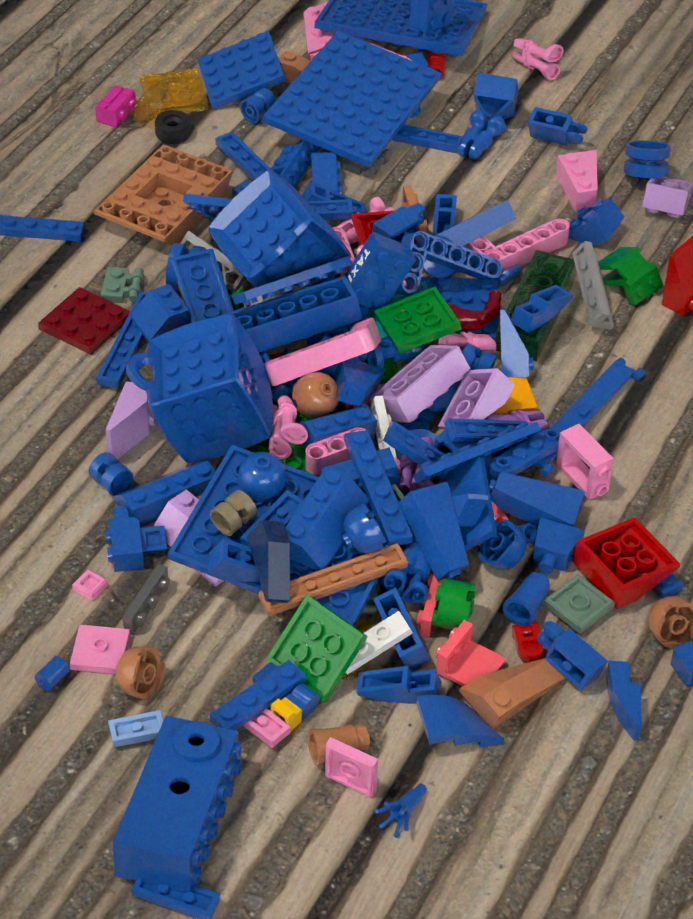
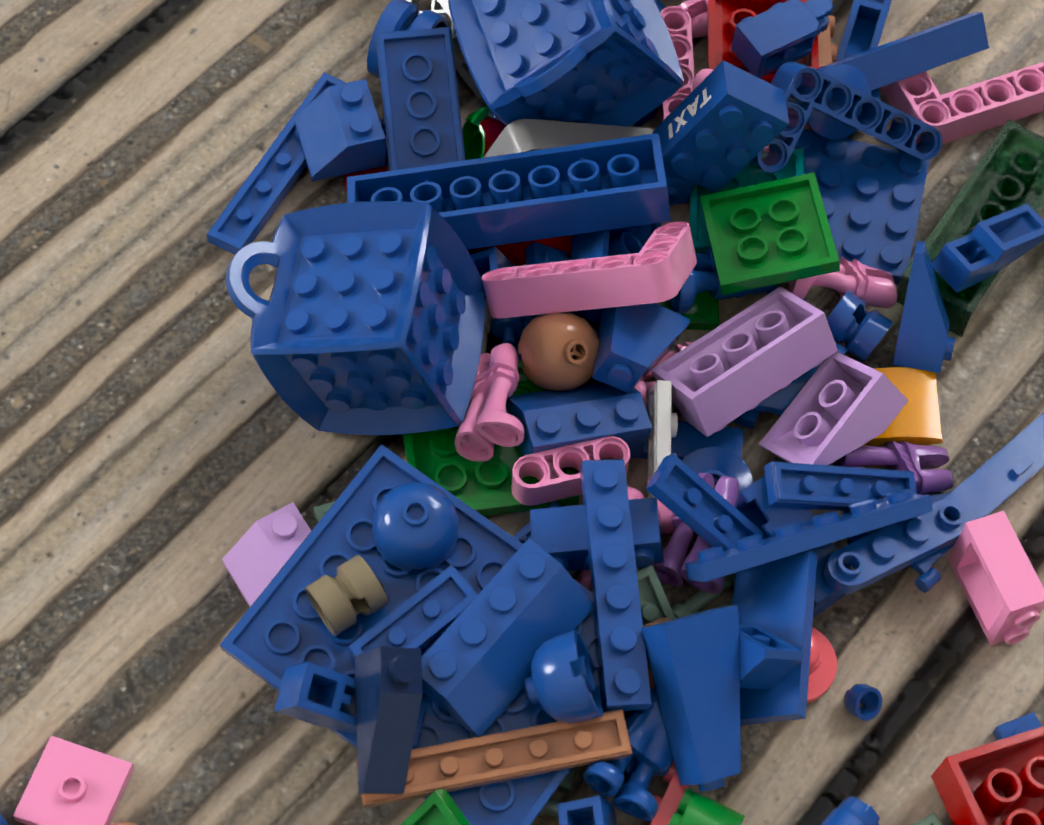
camera: 10 degrees right, 15 degrees up
(84, 320) = (221, 110): dark red plate -> none
(90, 585) = (92, 652): bright pink tile -> none
(110, 473) = (180, 435): blue wheel -> none
(116, 283) = (290, 46): sand green plate -> none
(125, 540) = (170, 577): blue hinge -> none
(129, 421) = (222, 346): lavender slope -> none
(146, 599) = (175, 708): dark grey plate -> none
(150, 498) = (235, 494): blue slope -> none
(153, 539) = (218, 584): blue plate -> none
(285, 284) = (552, 128): blue plate -> none
(477, 320) = (873, 242): dark red piece -> none
(505, 548) = (818, 740): blue cylinder -> none
(508, 275) = (955, 150): blue arm -> none
(535, 499) = (897, 649): blue slope -> none
(555, 545) = (908, 741): blue torso -> none

